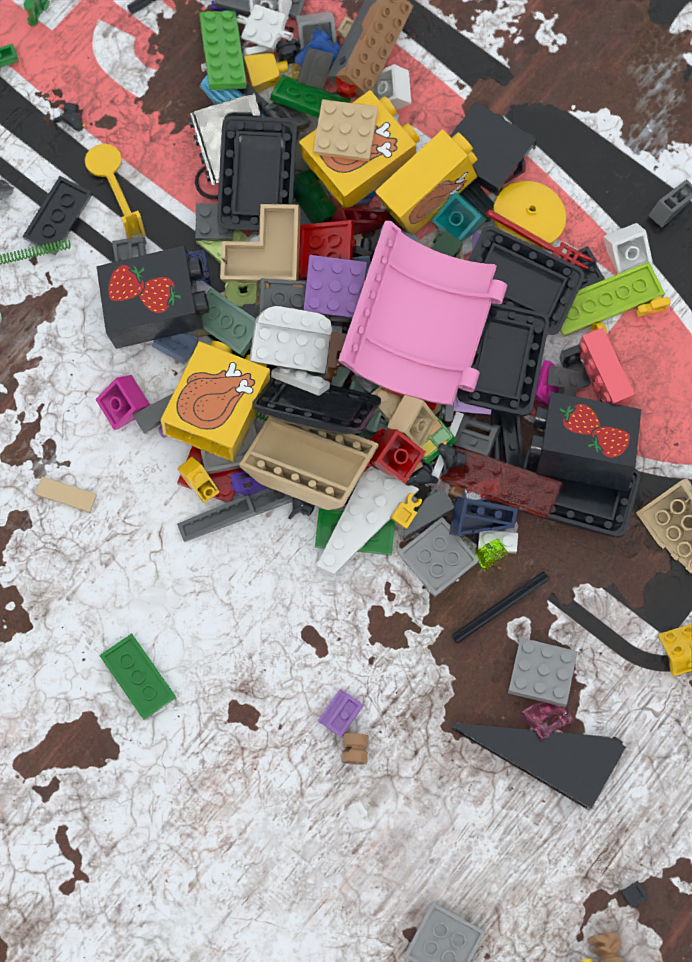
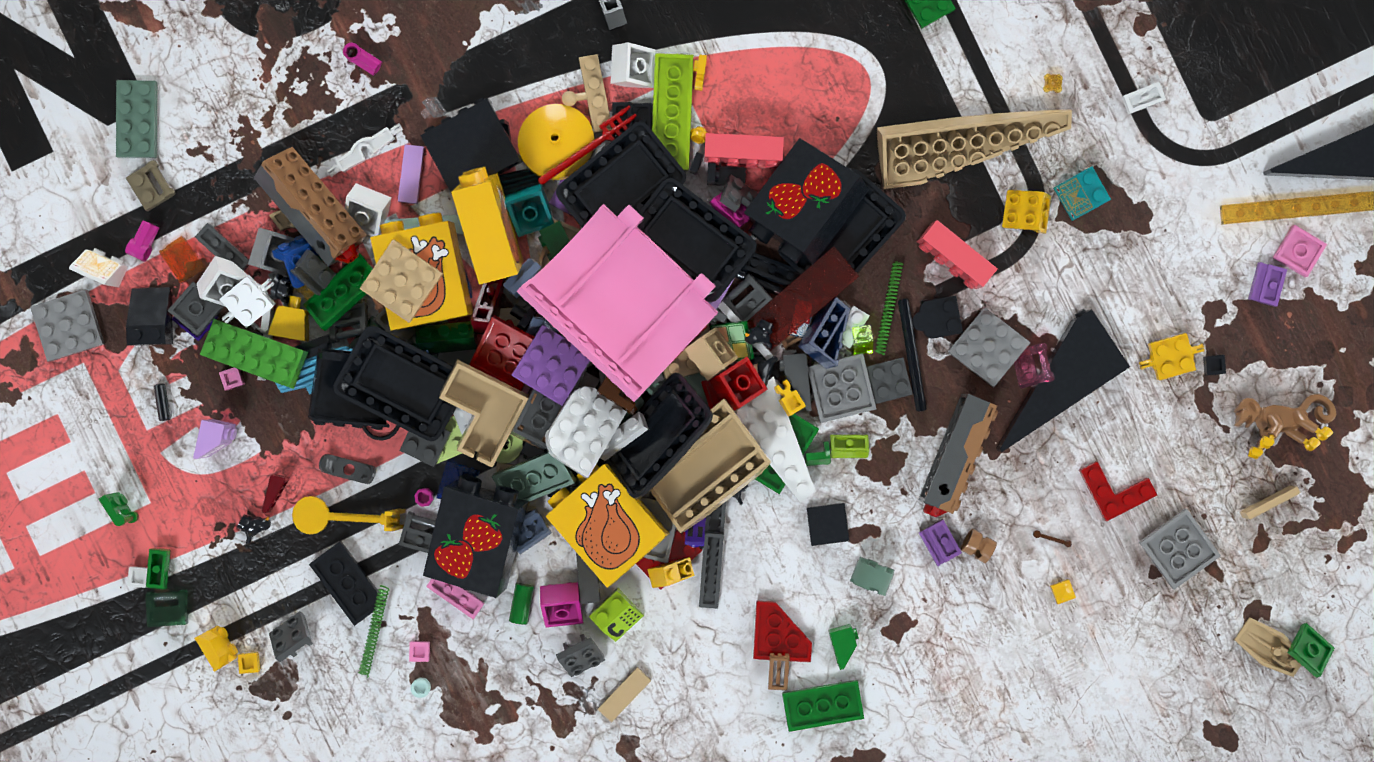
camera: 60 degrees left, 15 degrees up
(24, 302) = (419, 651): none -> bright pink tile
(83, 437) = (580, 656): none -> dark grey plate
(89, 310) = (458, 597): none -> bright pink plate
(107, 368) = (521, 603): none -> green brick
(112, 120) = (275, 487): none -> dark red slope
(133, 51) = (213, 437): none -> lavender slope
(135, 453) = (615, 615): none -> lime slope
(150, 629) = (778, 658): none -> medium nougat tile
(156, 161) = (335, 466): none -> dark grey piece
(163, 243) = (424, 497): none -> dark pink tile
(184, 606) = (778, 634): none -> red plate
(191, 47) = (231, 378): none -> bright pink tile
(204, 667) = (843, 643): none -> green slope
(280, 661) = (872, 576): none -> sand green brick
(308, 603) = (827, 524): none -> black tile
(350, 852) = (1062, 591): none -> yellow tile
(365, 565) = (819, 458): none -> green tile
(388, 590) = (849, 446): none -> lime slope
(392, 802) = (1037, 534): none -> reddish brown hinge
(429, 686) = (957, 455): none -> dark grey piece
(439, 112) = (411, 174): none -> lavender tile
(449, 72) = (356, 155): none -> white piece
(454, 858) = (1113, 504): none -> red plate
(466, 597) = (889, 380): none -> dark grey plate
(504, 104) = (433, 108): none -> clear tile
(515, 30) = (362, 59): none -> dark pink piece
(531, 563) = (885, 314): none -> bright green piece
(546, 615) = (938, 318): none -> black plate
(571, 339) = (696, 163): none -> black tile
(587, 228) = (593, 93): none -> tan plate
(610, 600) = (956, 255): none -> coral brick
(621, 849) = (1171, 356): none -> yellow plate

